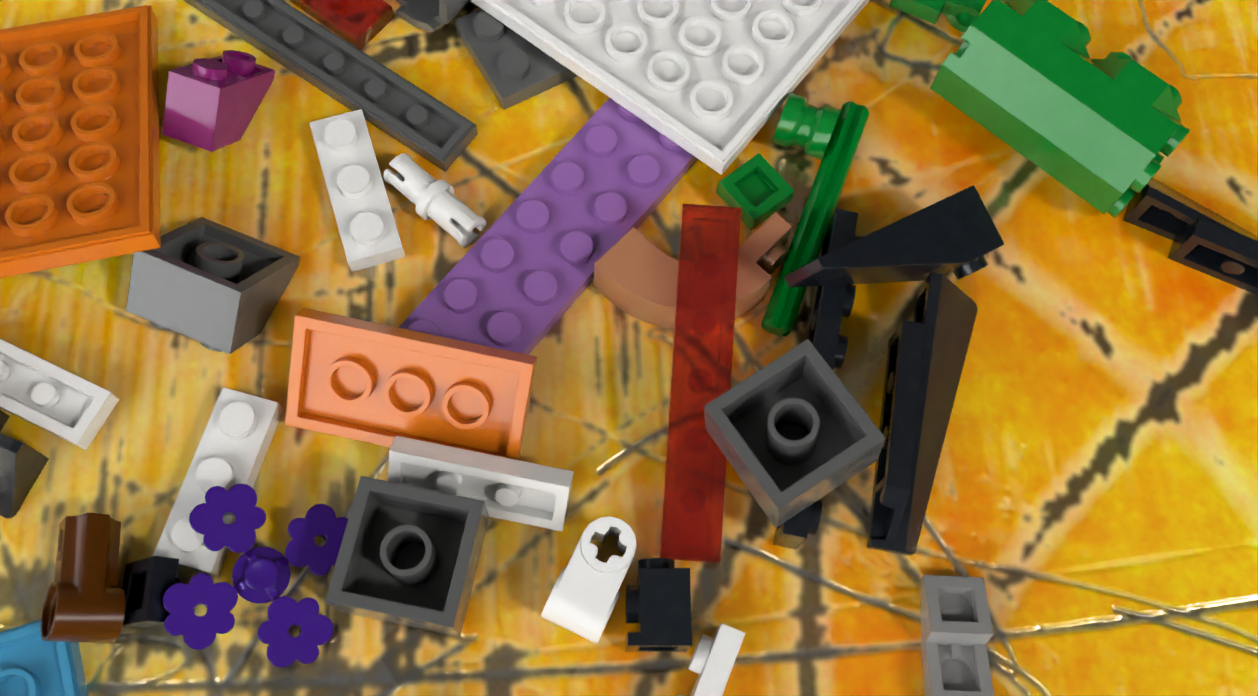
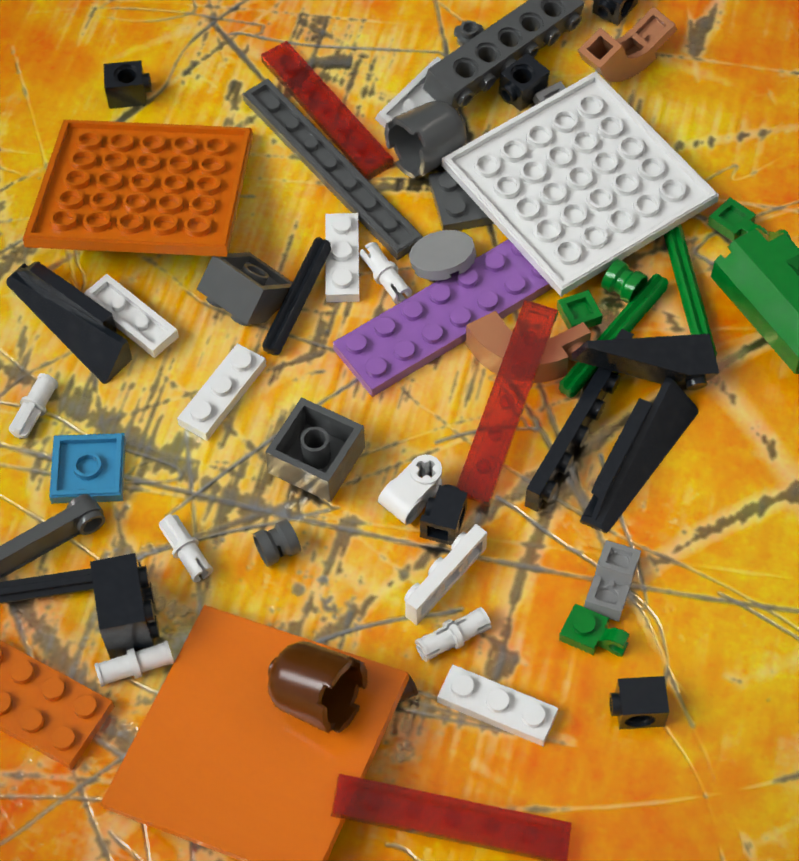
camera: 25 degrees right, 10 degrees down
(85, 597) = (137, 425): reddish brown piece -> none
(144, 589) = (171, 434): black plate -> none
(214, 99) = (275, 188): magenta slope -> none
(257, 577) = (230, 440): dark purple plant -> none
(302, 267) = (296, 296): none -> black axle
(395, 381) = (340, 367): orange plate -> none
(508, 486) = (381, 432): white plate -> none
(517, 149) = (442, 254): none -> light grey tile
(793, 432) = (544, 431): dark grey brick -> none
(898, 112) = (687, 283): none -> green axle

